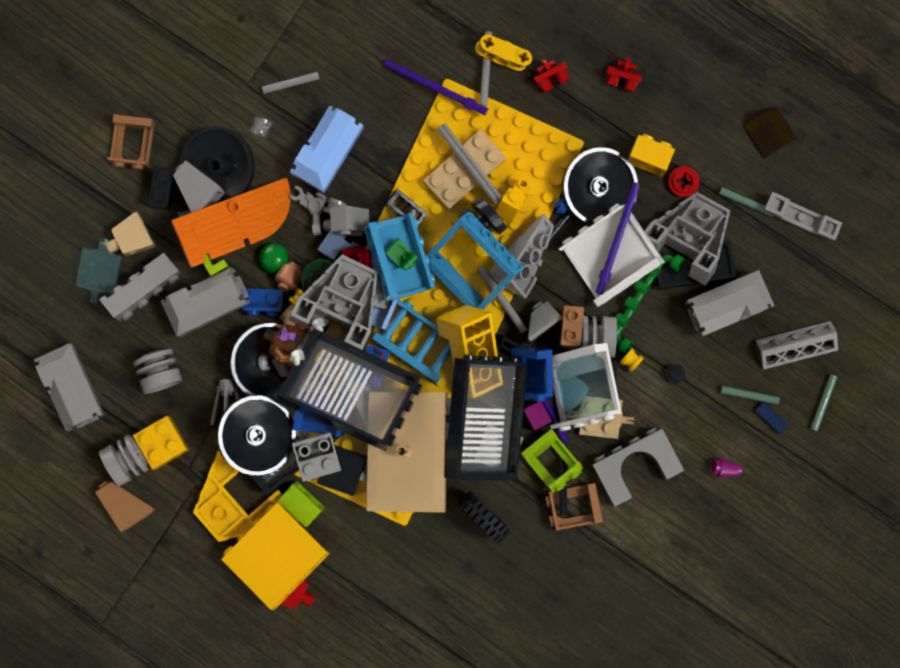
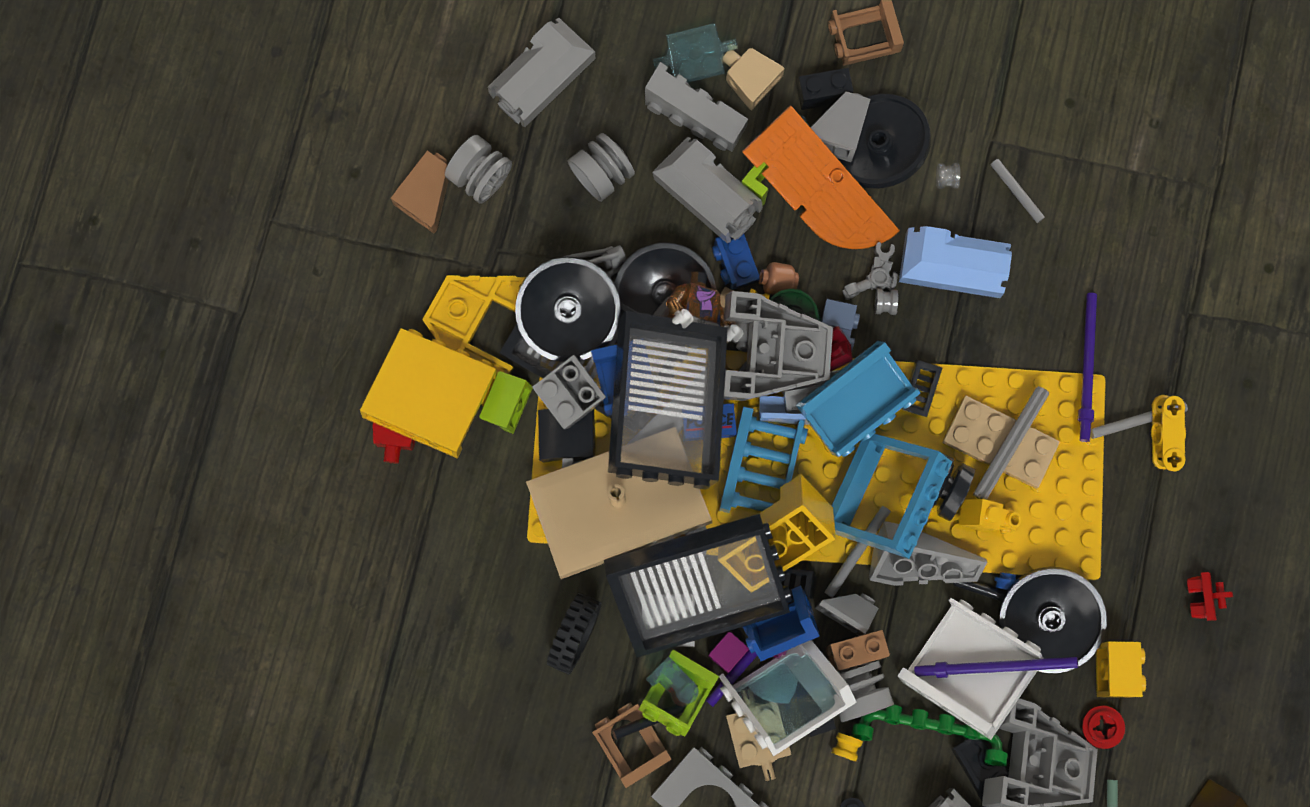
camera: 70 degrees right, 5 degrees down
(161, 442) = (516, 205): yellow brick -> none
(273, 257) = (795, 251): green hair -> none
(347, 221) = (877, 321): light grey brick -> none
(401, 255) = (862, 399): green bracket -> none
(540, 461) = (675, 681): none -> clear light blue leg
(543, 79) = (1168, 500): red hips -> none

